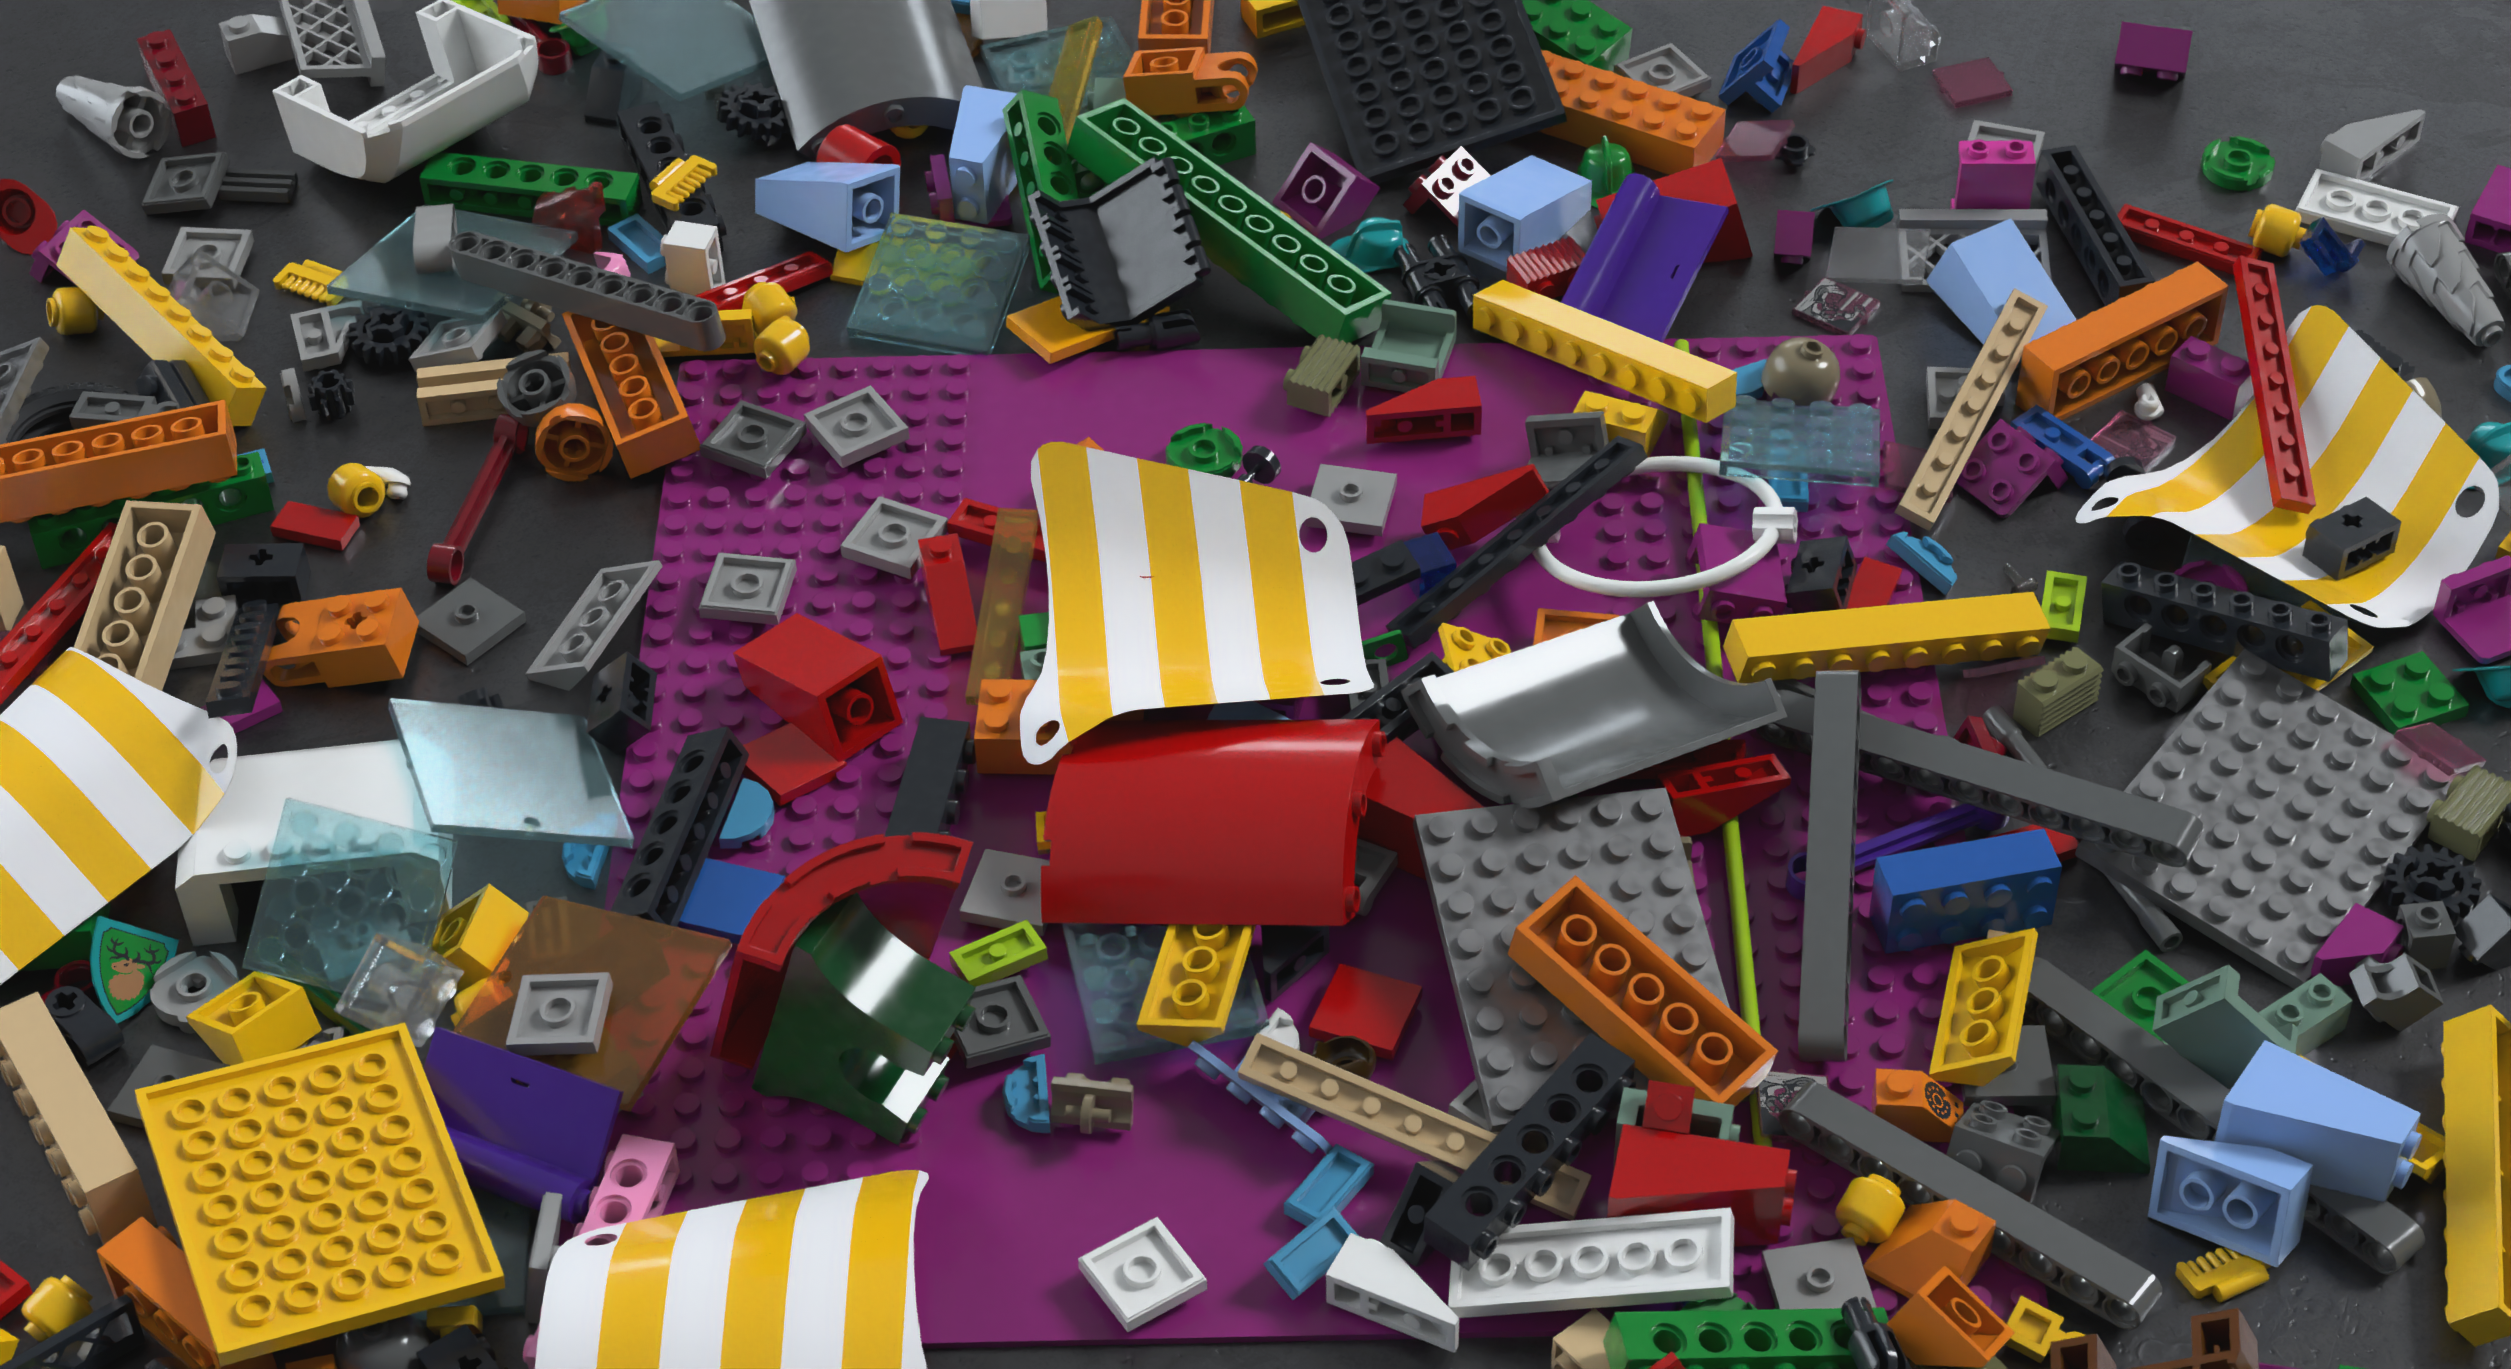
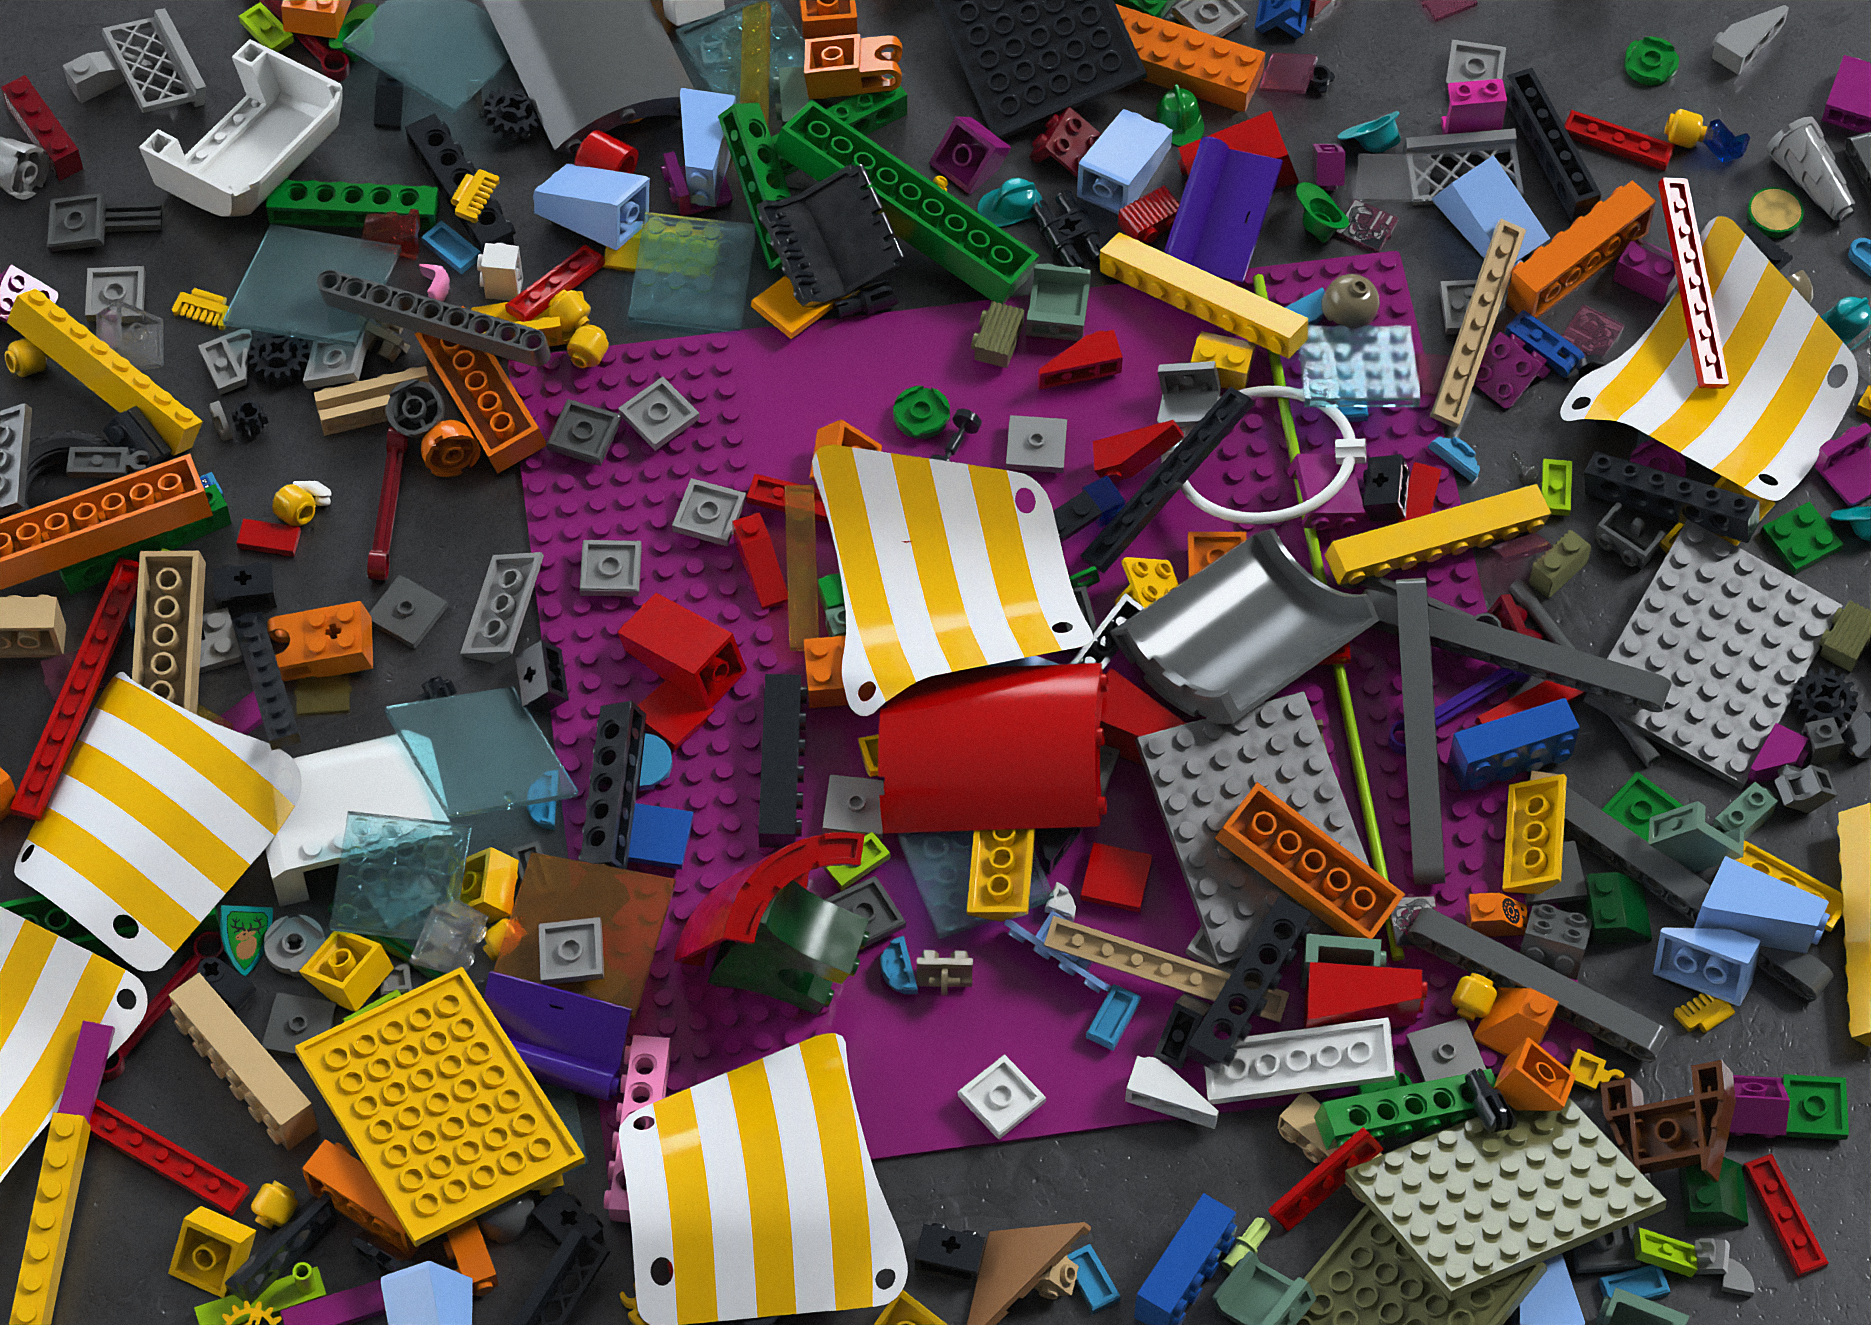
camera: 10 degrees left, 15 degrees up
(331, 706) = (323, 695): none -> clear yellow piece
(431, 238) = (297, 269): light grey beam -> none
(543, 1251) = (599, 1131): light grey plate -> none
(1309, 1253) = (1111, 1068): dark azure tile -> none
(1348, 1054) = (1110, 918): dark brown hair -> none
(1669, 1106) = (1339, 947): red plate -> none
(1720, 791) = (1338, 678): red slope -> none
(1773, 282) = (1320, 212): none -> green piece
(2148, 403) = (1604, 300): white arm -> none
(2351, 538) = (1755, 412): black brick -> none
(2365, 207) = (1753, 99): white tile -> none
(2397, 327) = (1775, 212): none -> pearl gold tile
(2439, 748) = (1825, 584): clear pink piece -> none

